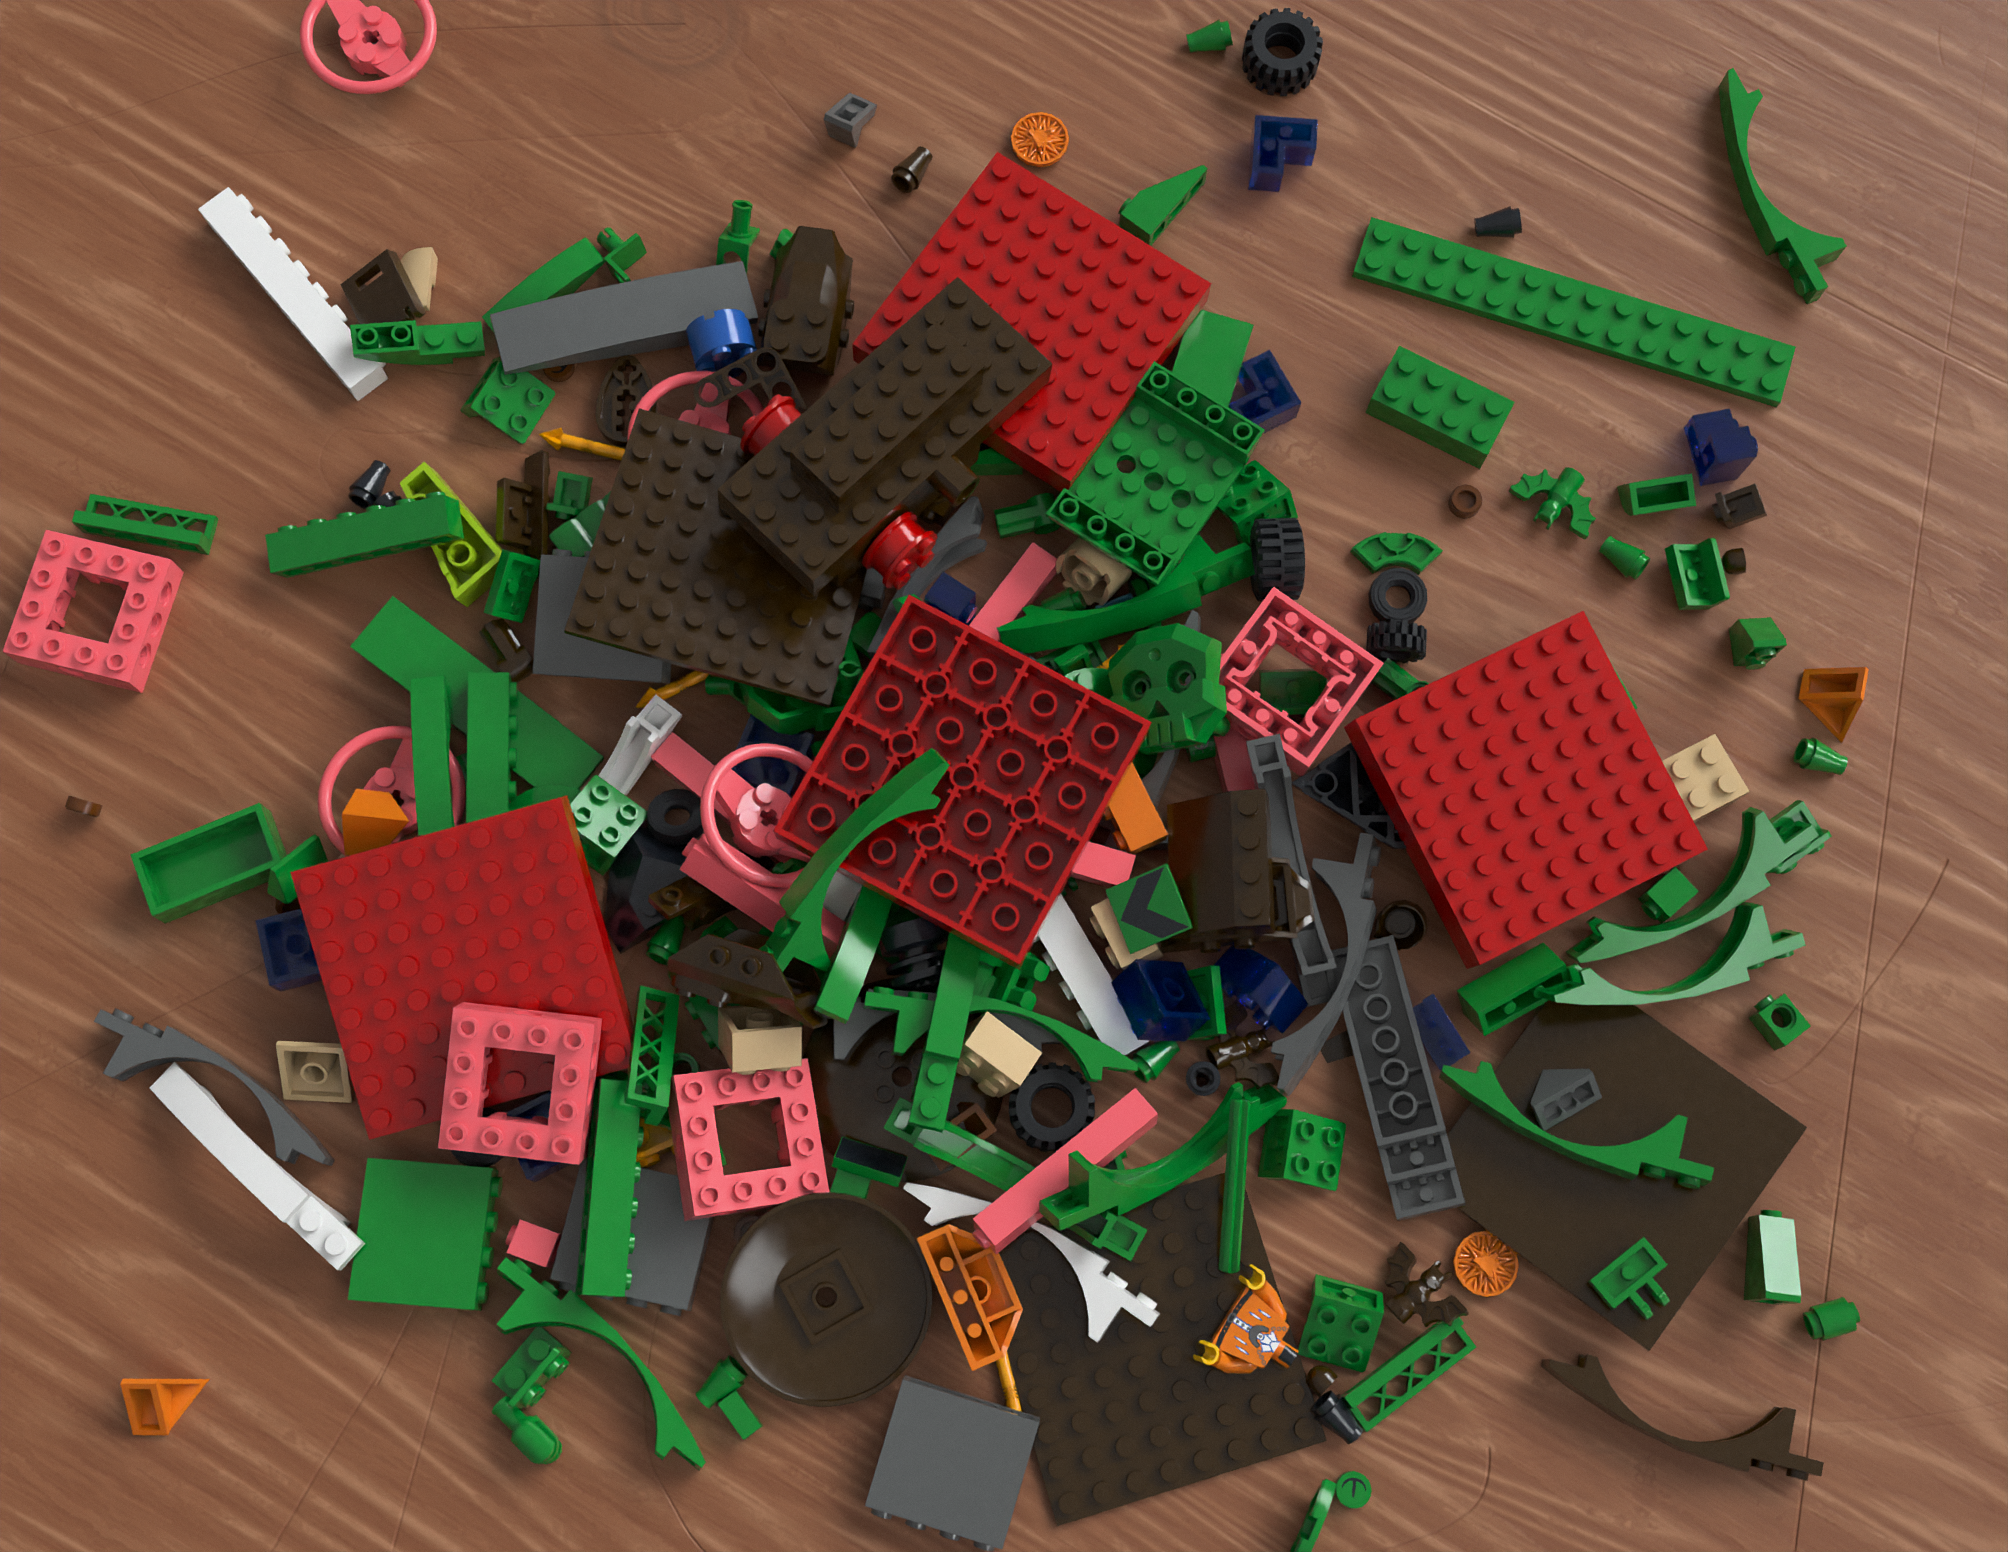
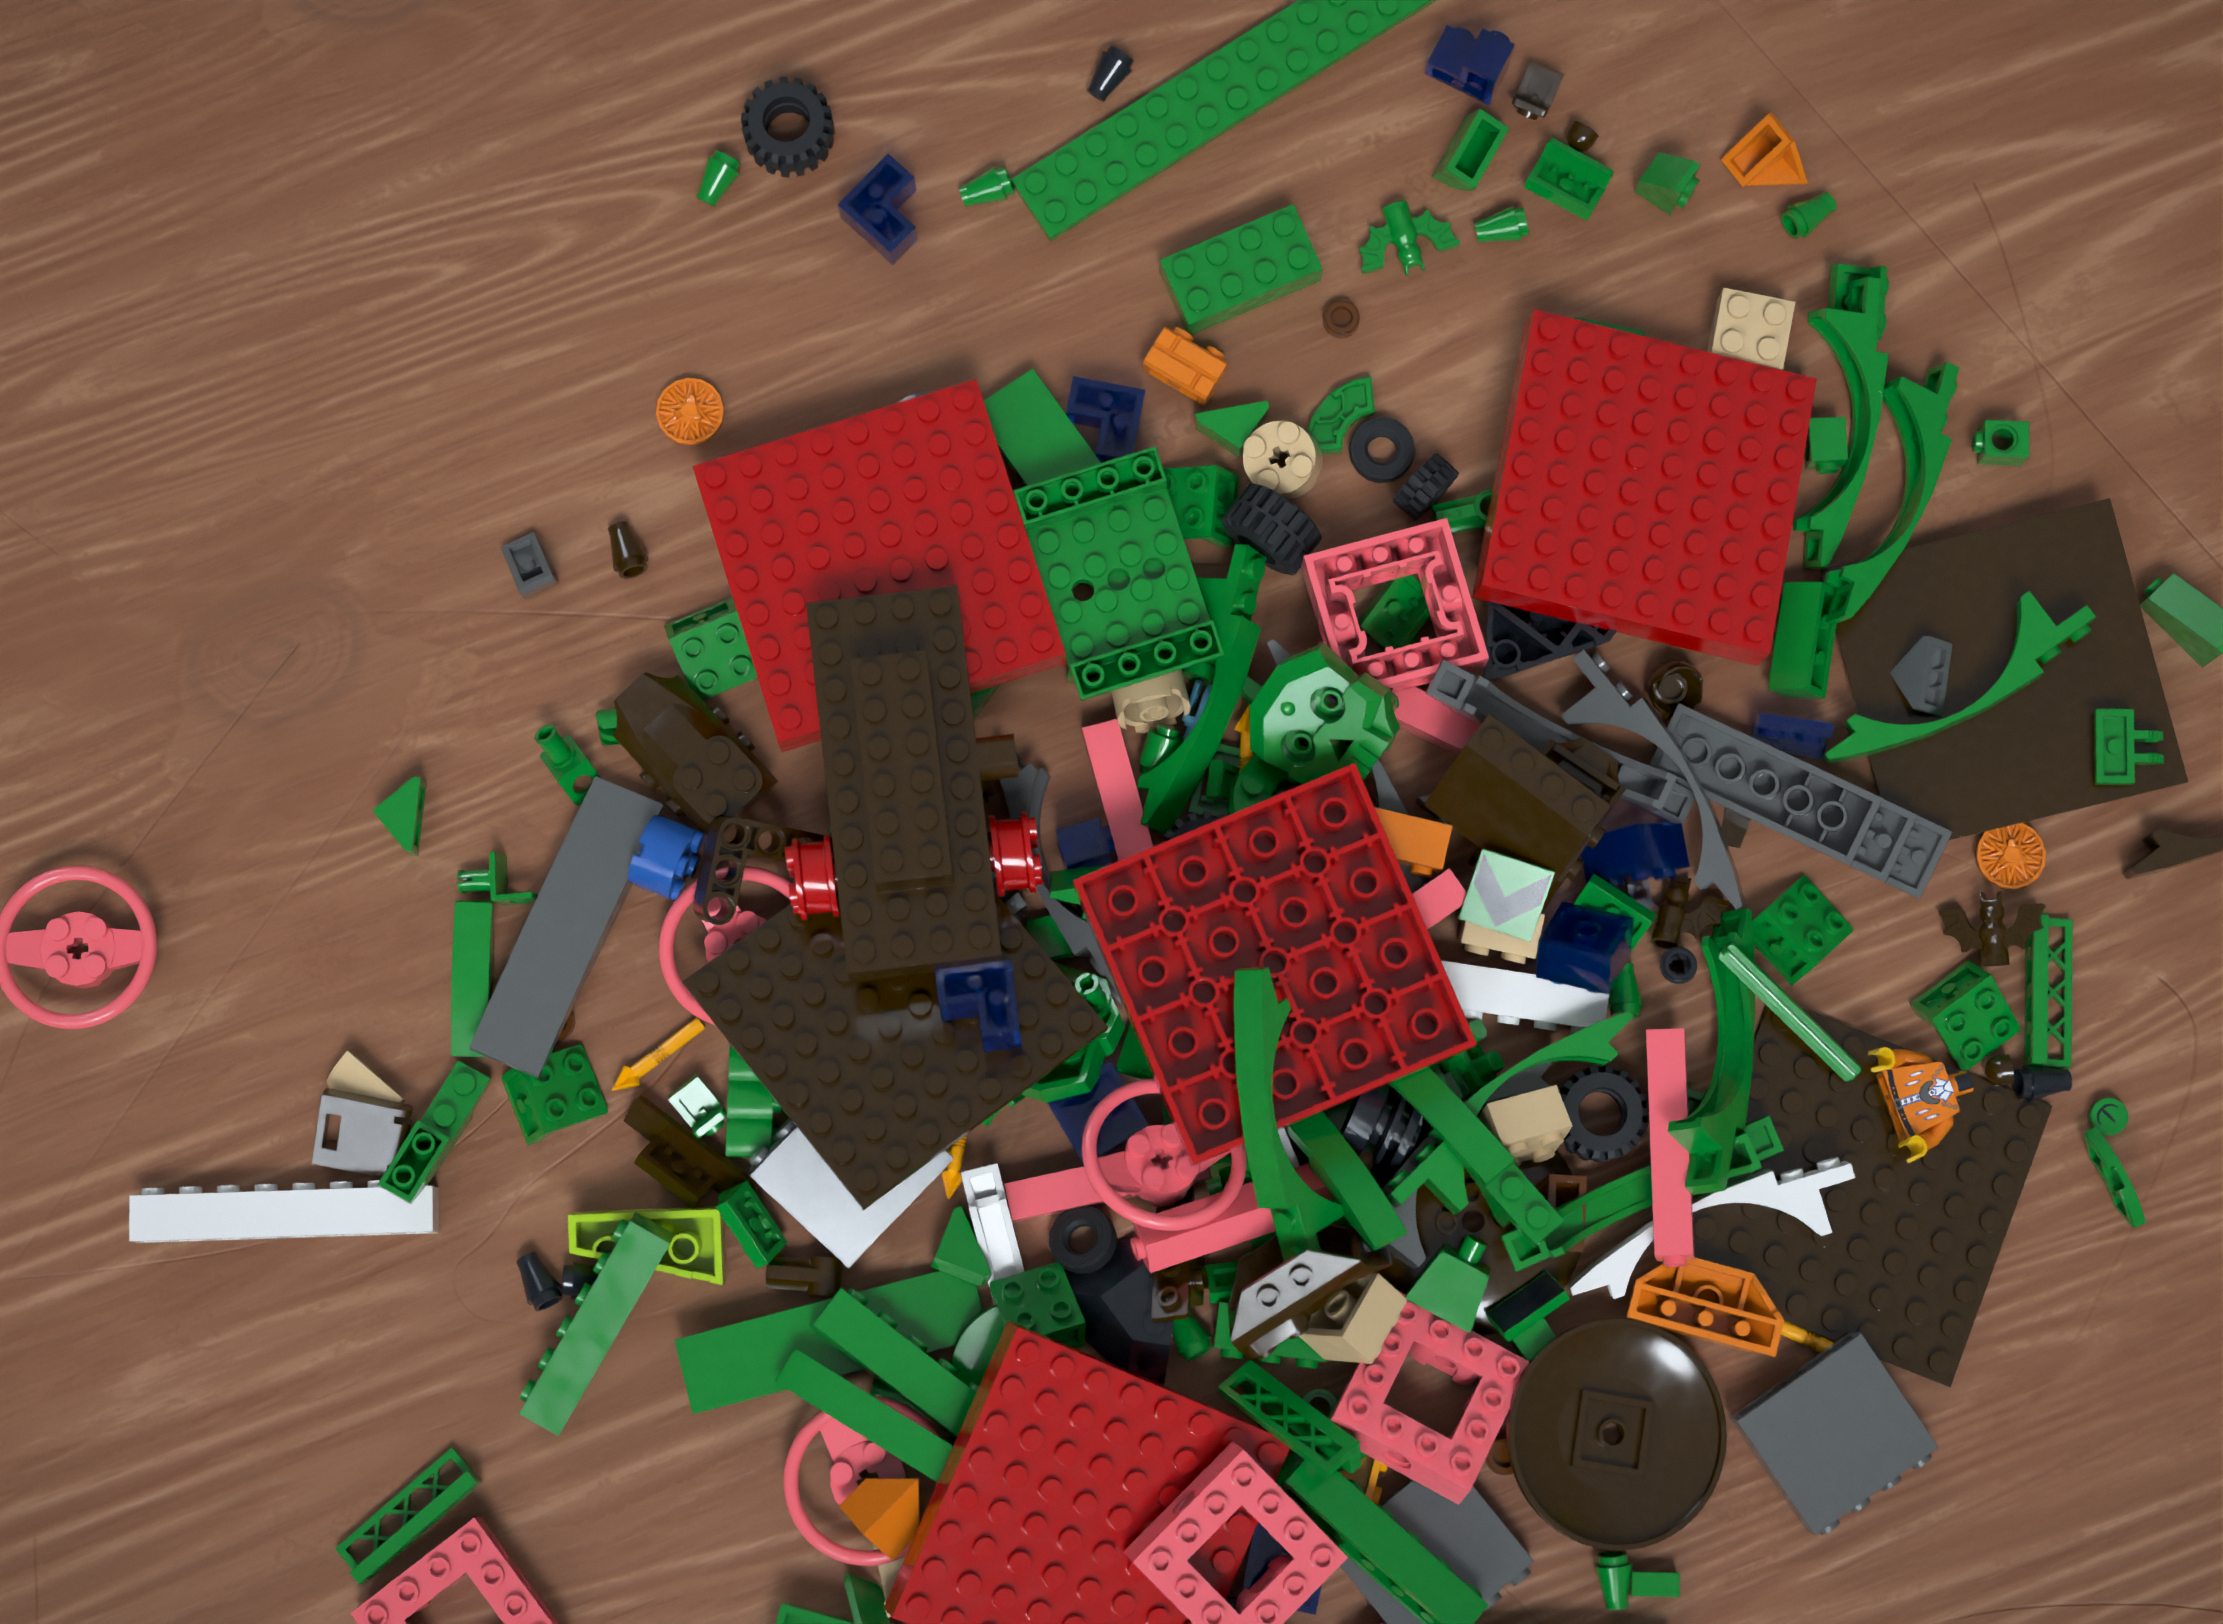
camera: 50 degrees left, 5 degrees up
(601, 738) = (960, 1252): none -> green slope
(613, 392) = (623, 988): dark brown piece -> none
(621, 166) = (404, 814): none -> green slope
(782, 601) = (985, 993): none -> clear blue brick
(843, 1094) = (1453, 1283): none -> green torso
(881, 267) = (712, 649): none -> green bracket
(1026, 517) = (1053, 704): green piece -> none
(1158, 205) = (845, 364): green slope -> none
(1329, 485) = (1232, 425): none -> green slope
(1333, 532) = (1263, 452): none -> tan brick
(1343, 423) = (1185, 365): none -> orange brick
(1354, 207) = (988, 187): none -> green cone

